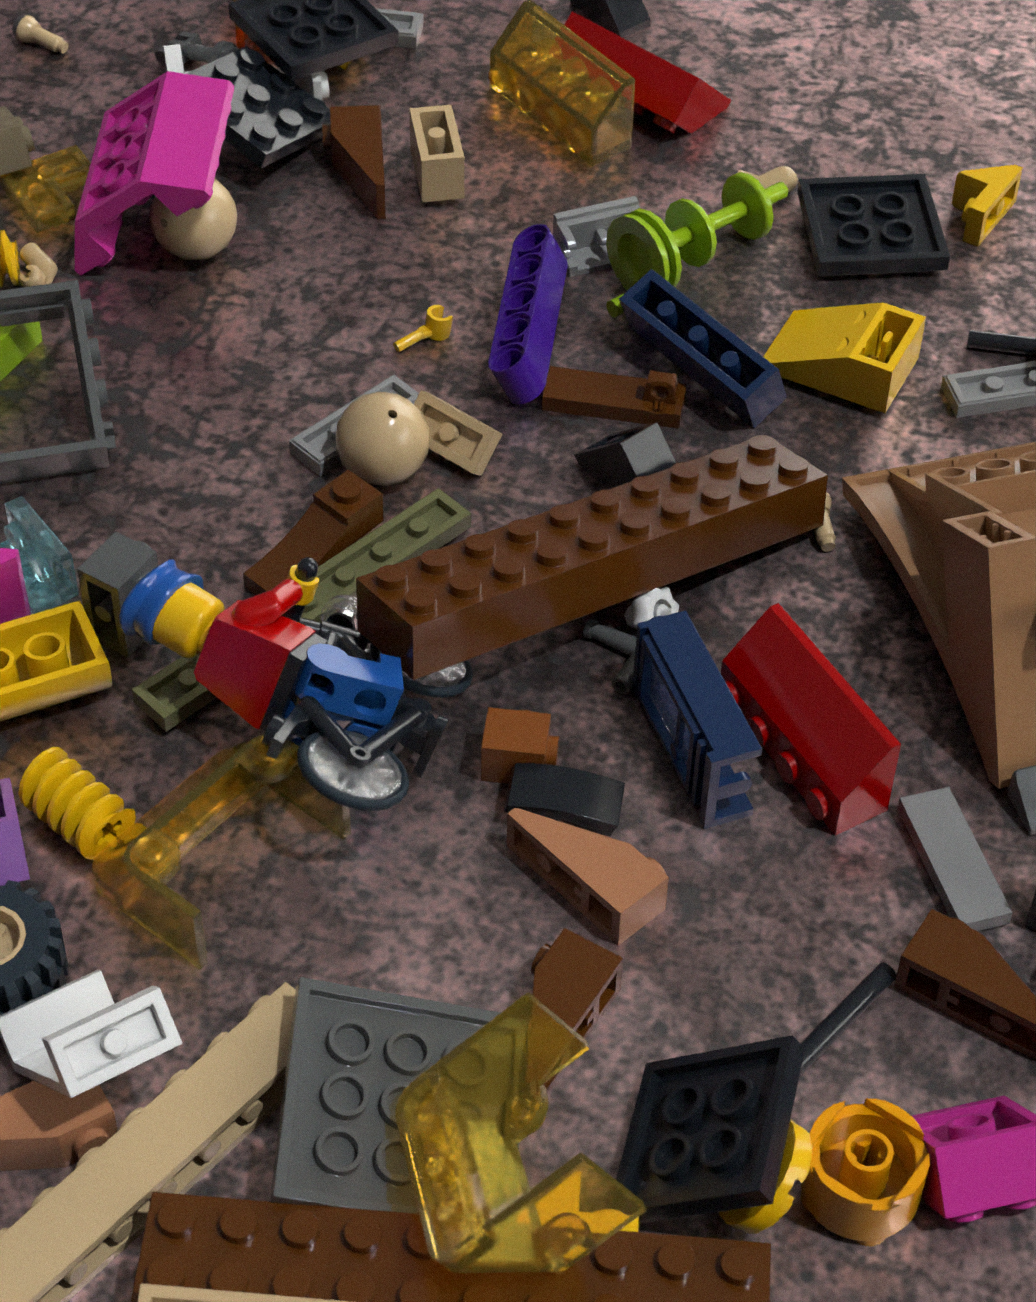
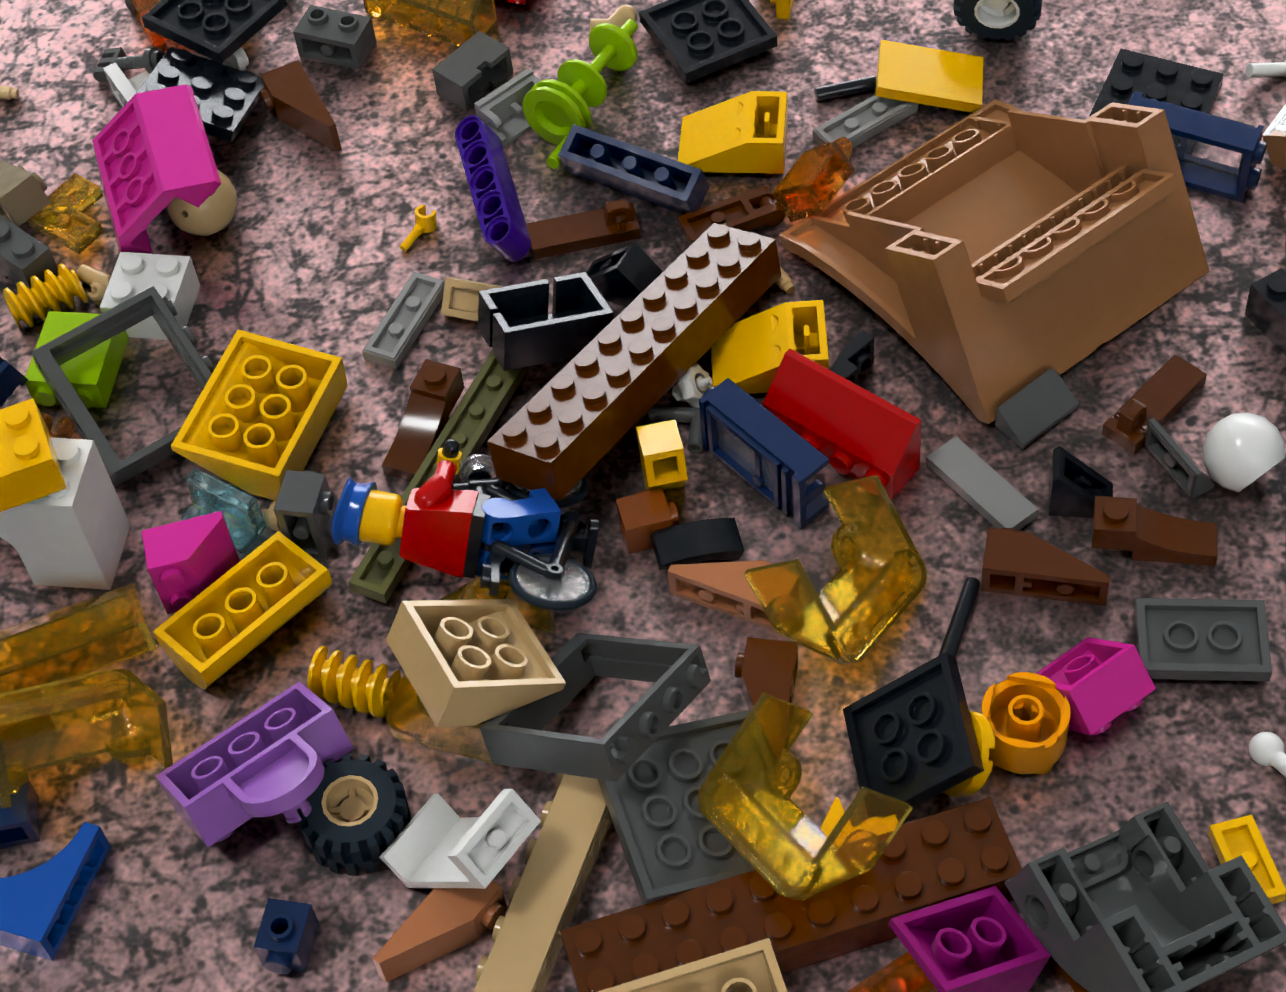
camera: 15 degrees left, 5 degrees up
(114, 287) = (169, 274): none -> white brick
(135, 462) = (262, 412): none -> yellow slope
(208, 821) = (471, 658): none -> tan slope
(223, 931) = (678, 677): none -> dark grey window
(382, 438) = (435, 325): tan helmet -> none
(433, 83) = (335, 37): none -> dark grey brick
(436, 153) = (360, 84): tan brick -> none
(481, 464) = (524, 334): none -> black piece
(565, 676) = (662, 455): none -> yellow slope
(573, 179) = (472, 69): none -> dark grey brick
(738, 592) = (756, 345): none -> yellow slope
(764, 924) = (867, 595): none -> clear yellow windscreen
(810, 437) = (733, 212): none -> reddish brown plate
(863, 651) = (855, 357): none -> black slope
(915, 428) = (815, 179): none -> clear orange hinge

